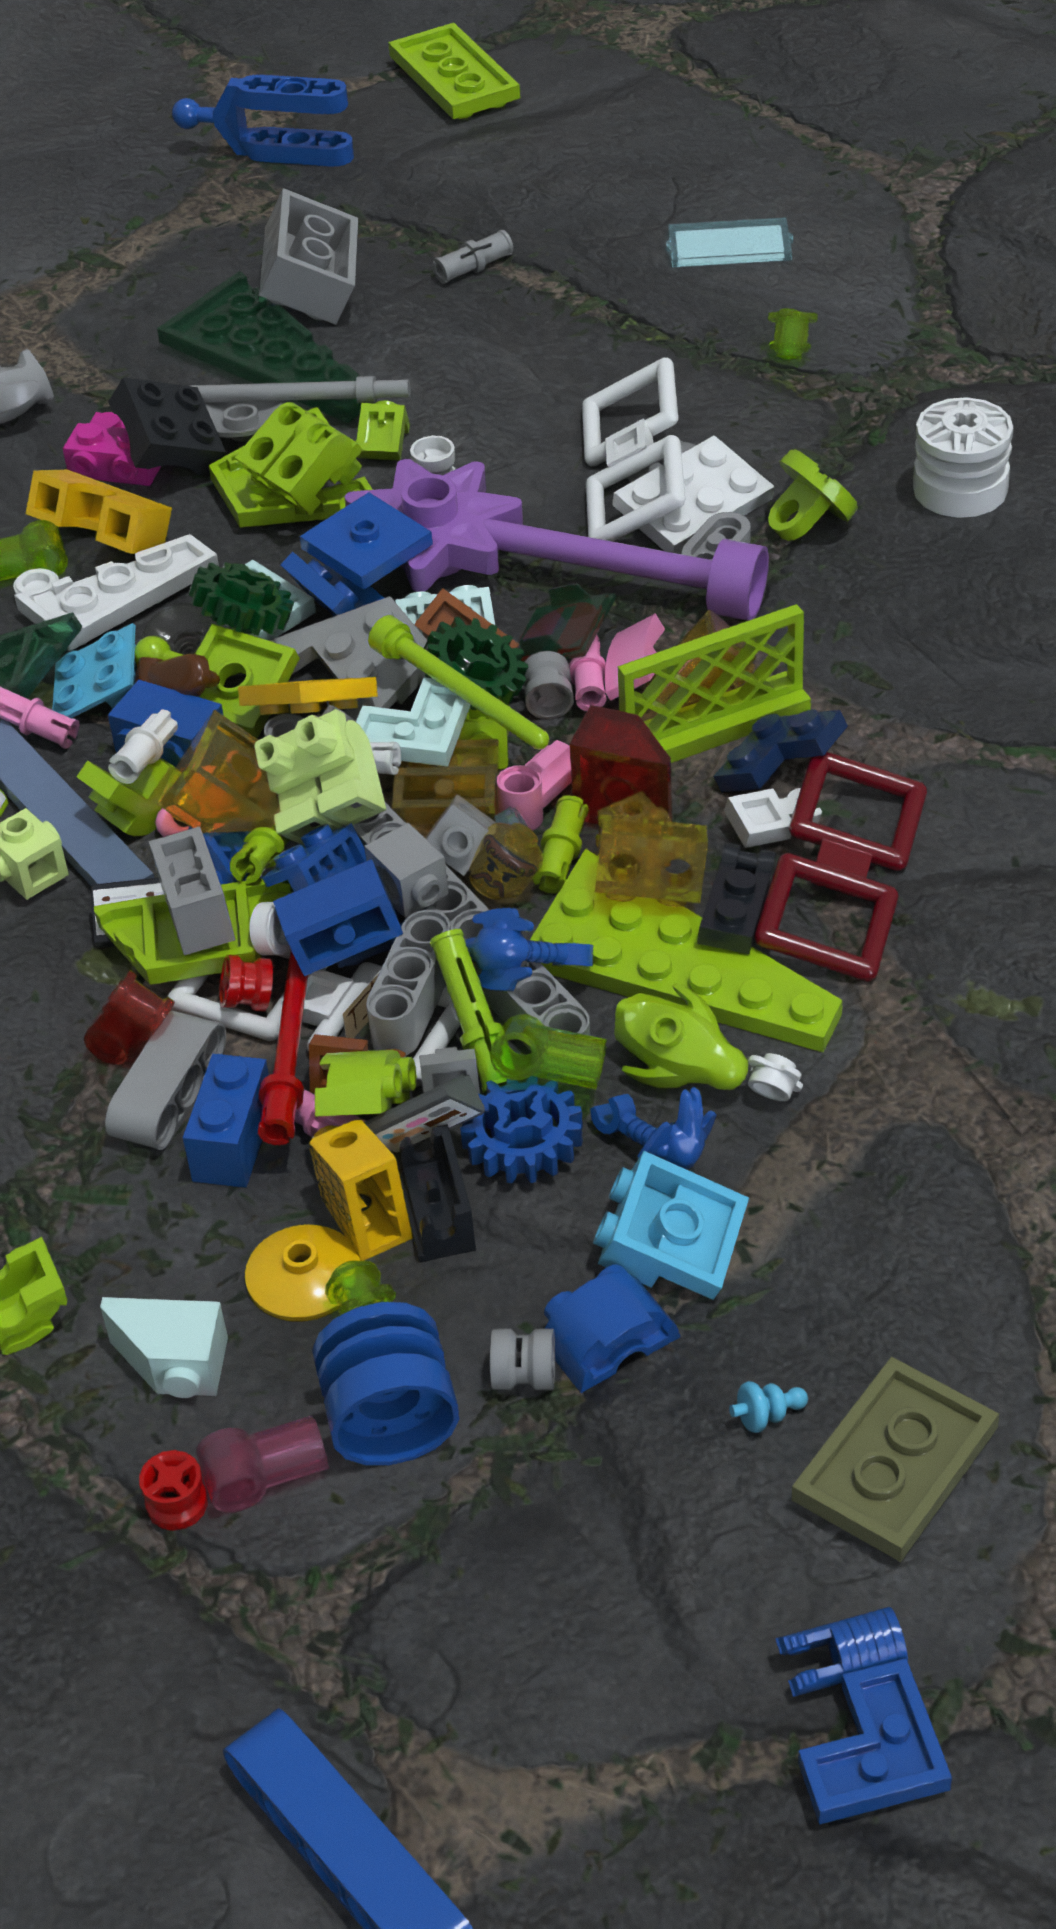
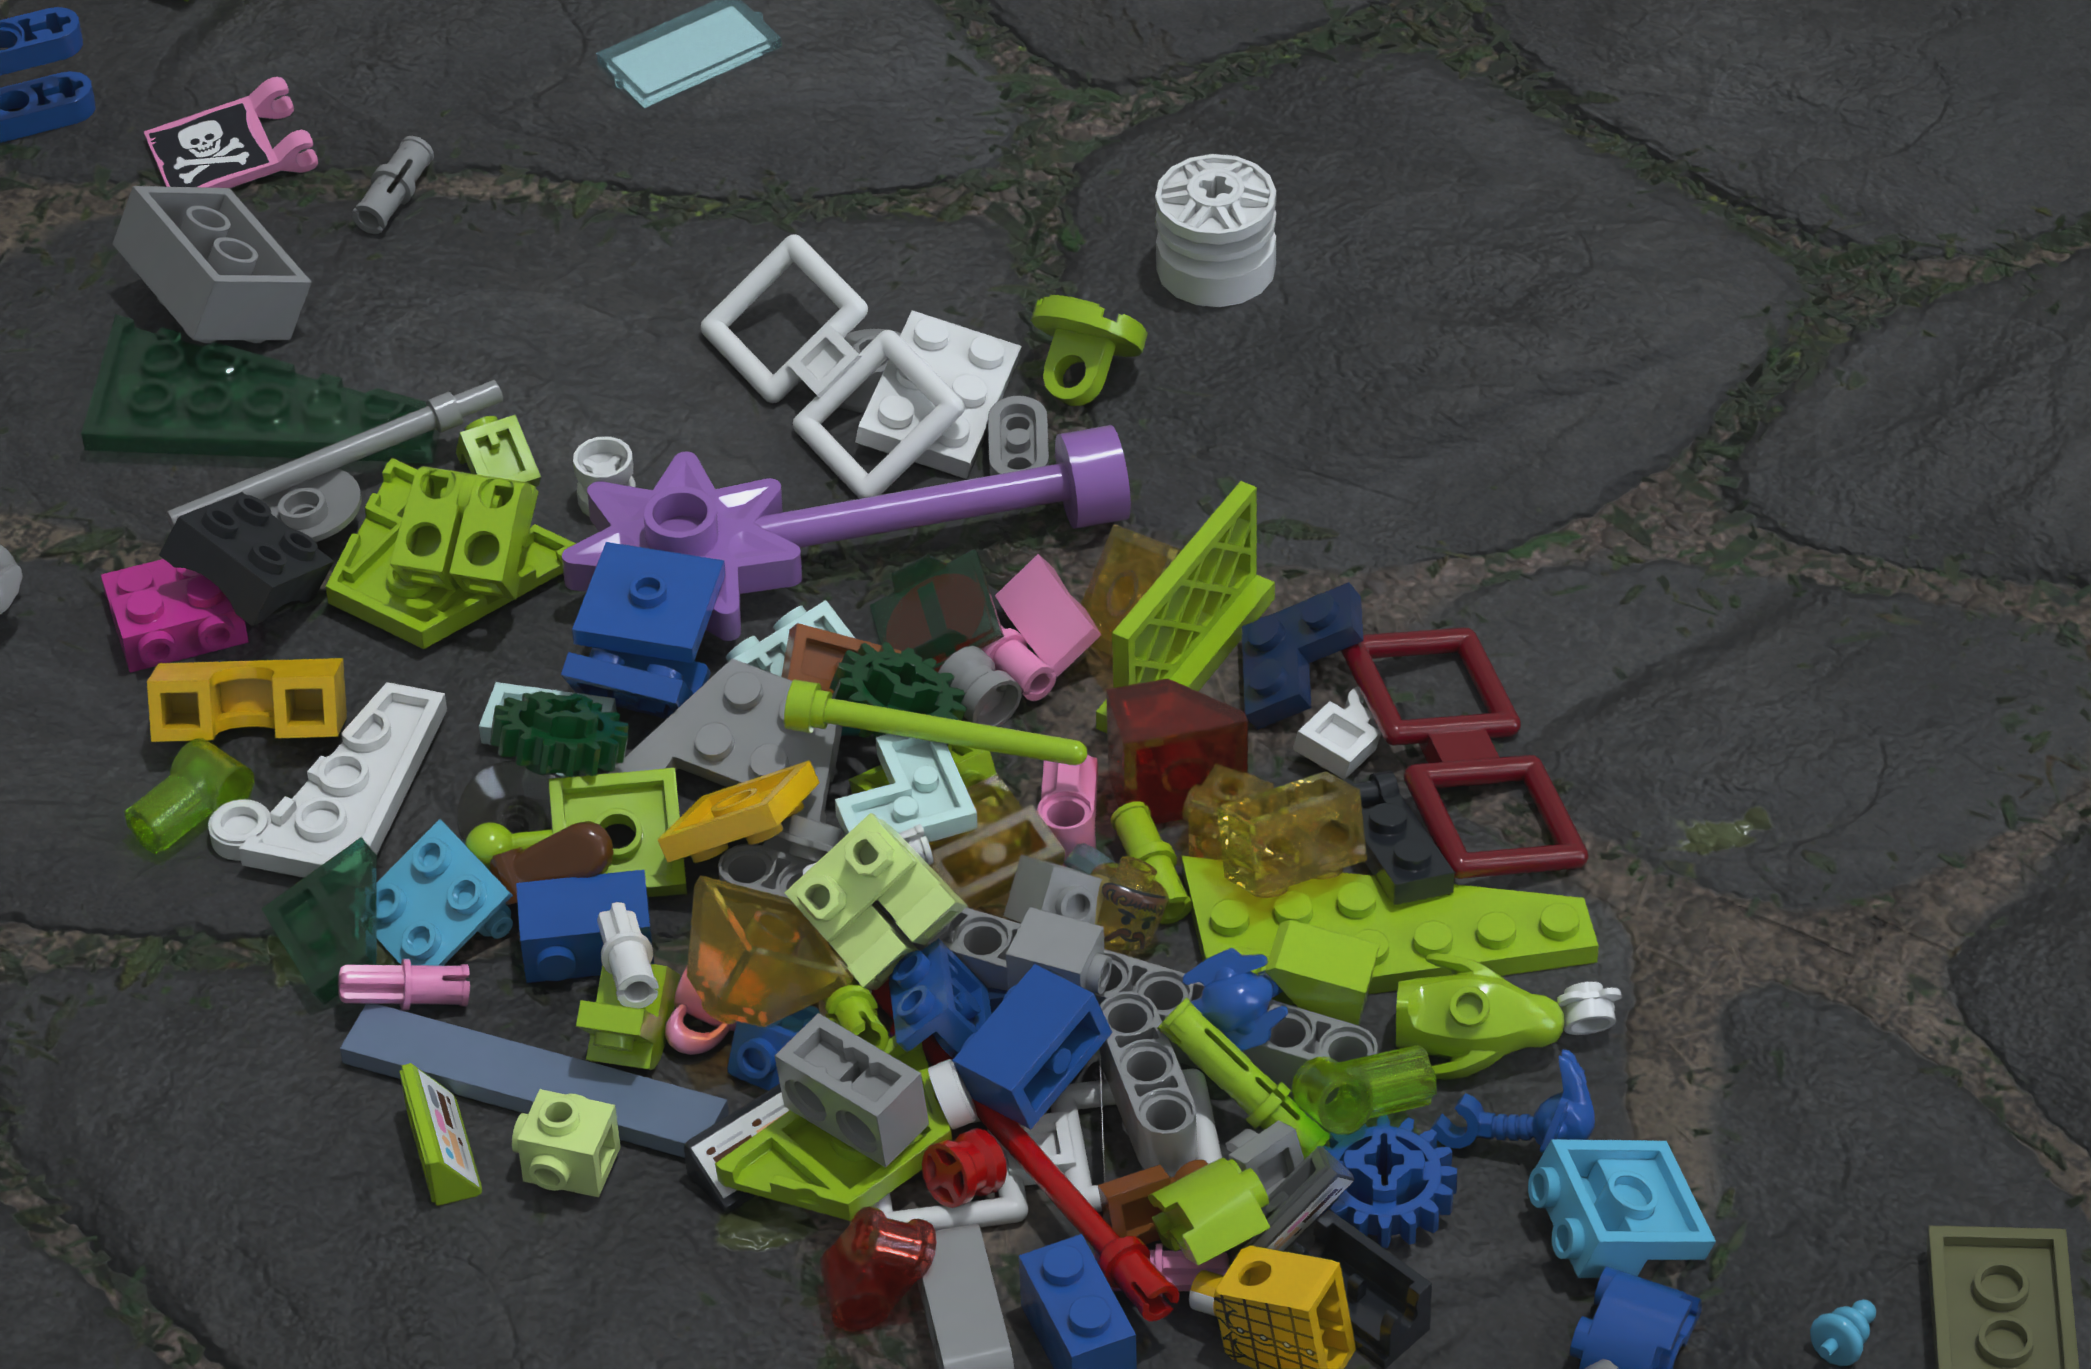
camera: 35 degrees left, 0 degrees up
(404, 203) = (229, 143): none -> flag
(590, 965) = (1323, 969): none -> lime slope
(791, 332) = (883, 145): clear neon green brick -> none

